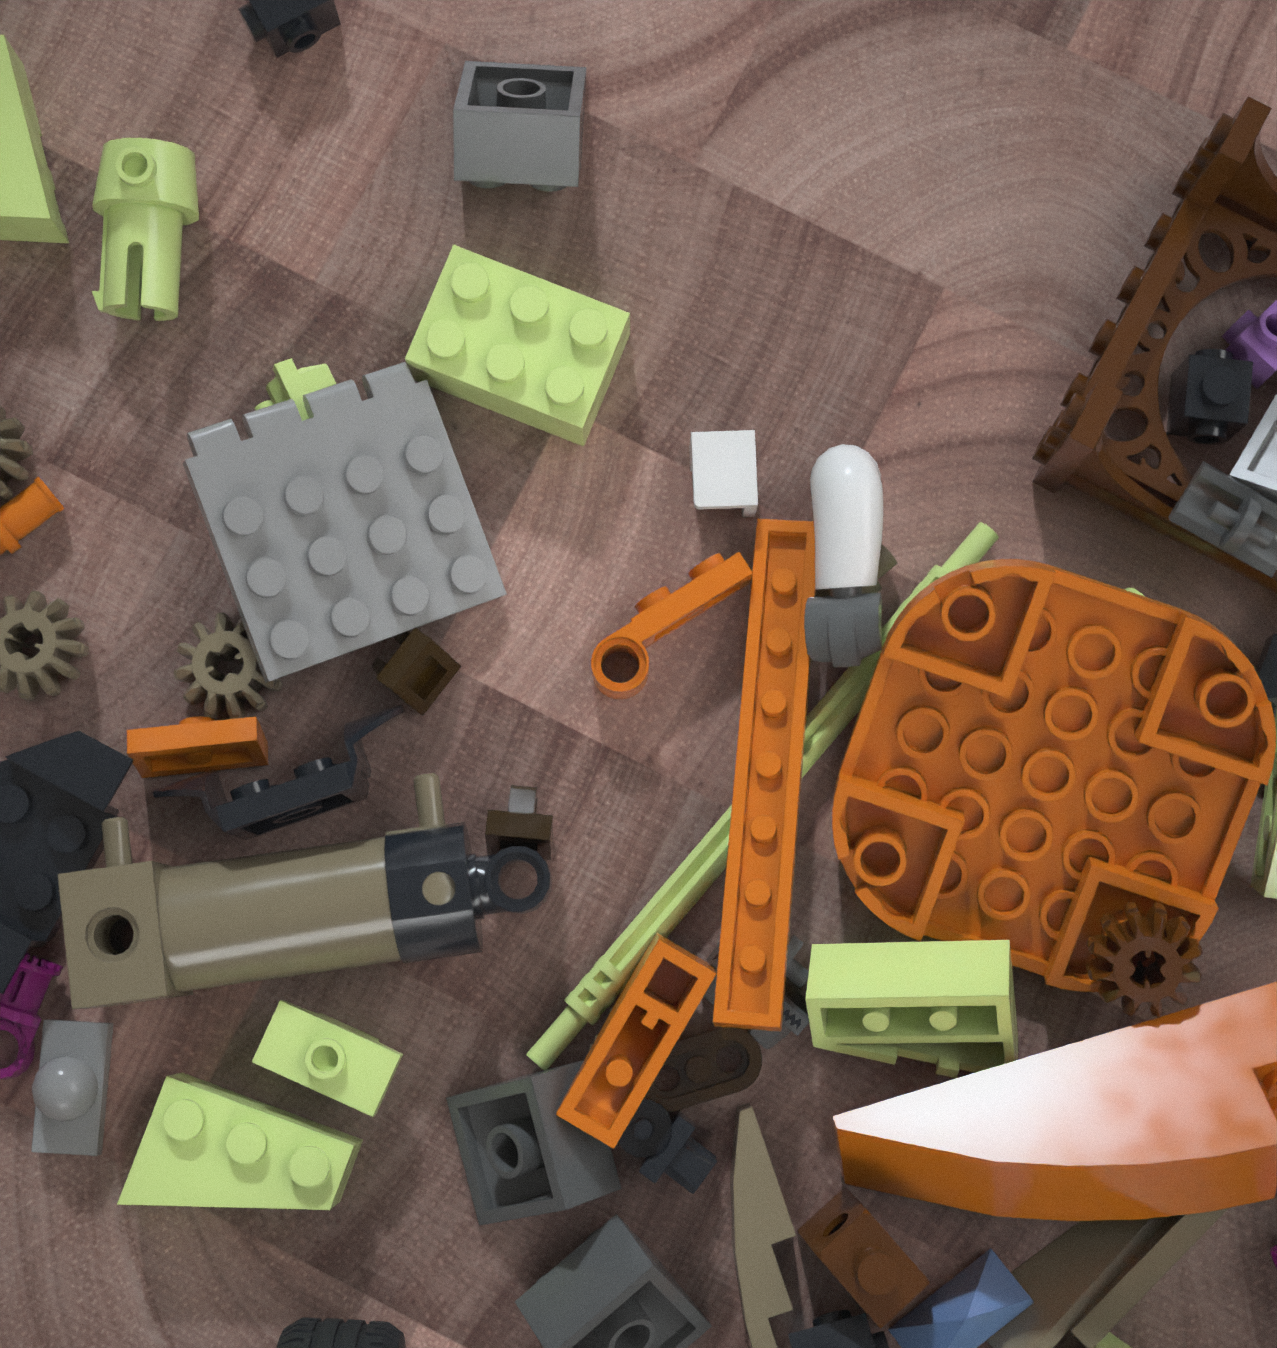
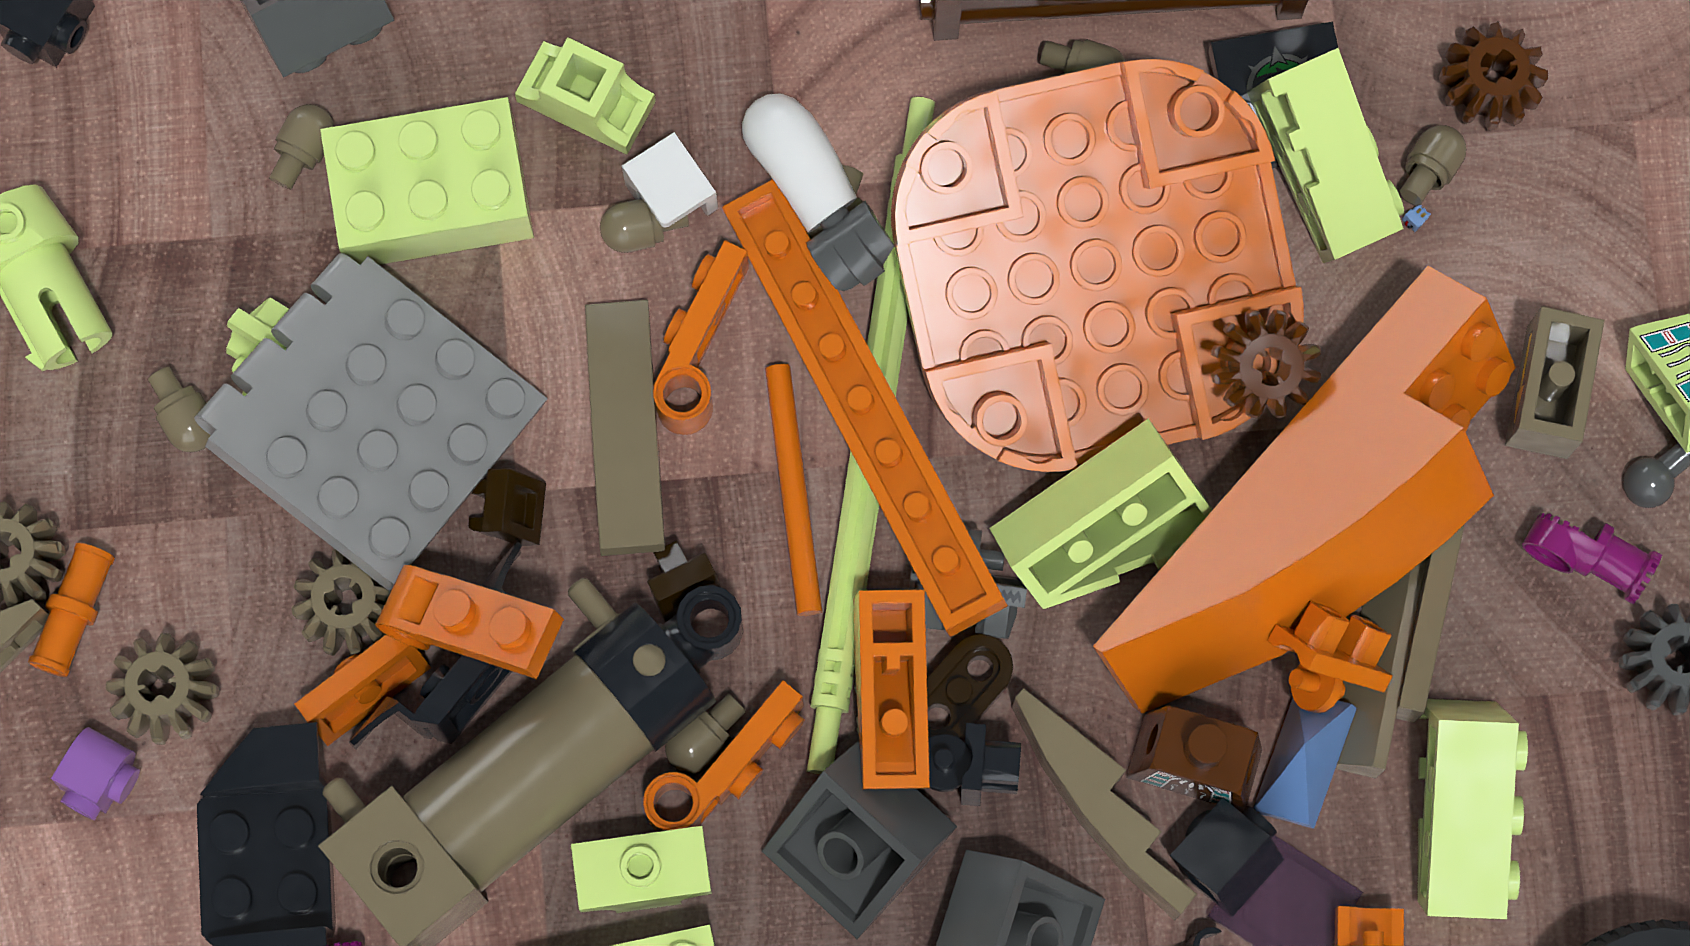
camera: 30 degrees left, 5 degrees down
(192, 411) = (177, 411): none -> dark tan cylinder
(307, 759) = (469, 621): none -> orange plate
(434, 244) = (299, 143): none -> dark tan cylinder
(458, 974) = (704, 738): none -> dark tan cylinder
(463, 1017) = (736, 767): none -> orange plate
(554, 662) = (624, 428): none -> dark tan slope
(667, 802) = (793, 490): none -> orange bar
(670, 489) = (633, 227): none -> dark tan cylinder
(702, 349) = (586, 93): none -> yellowish green brick
(1040, 1250) = (1332, 652): none -> orange hips
(1152, 578) = (1080, 56): none -> dark tan cylinder

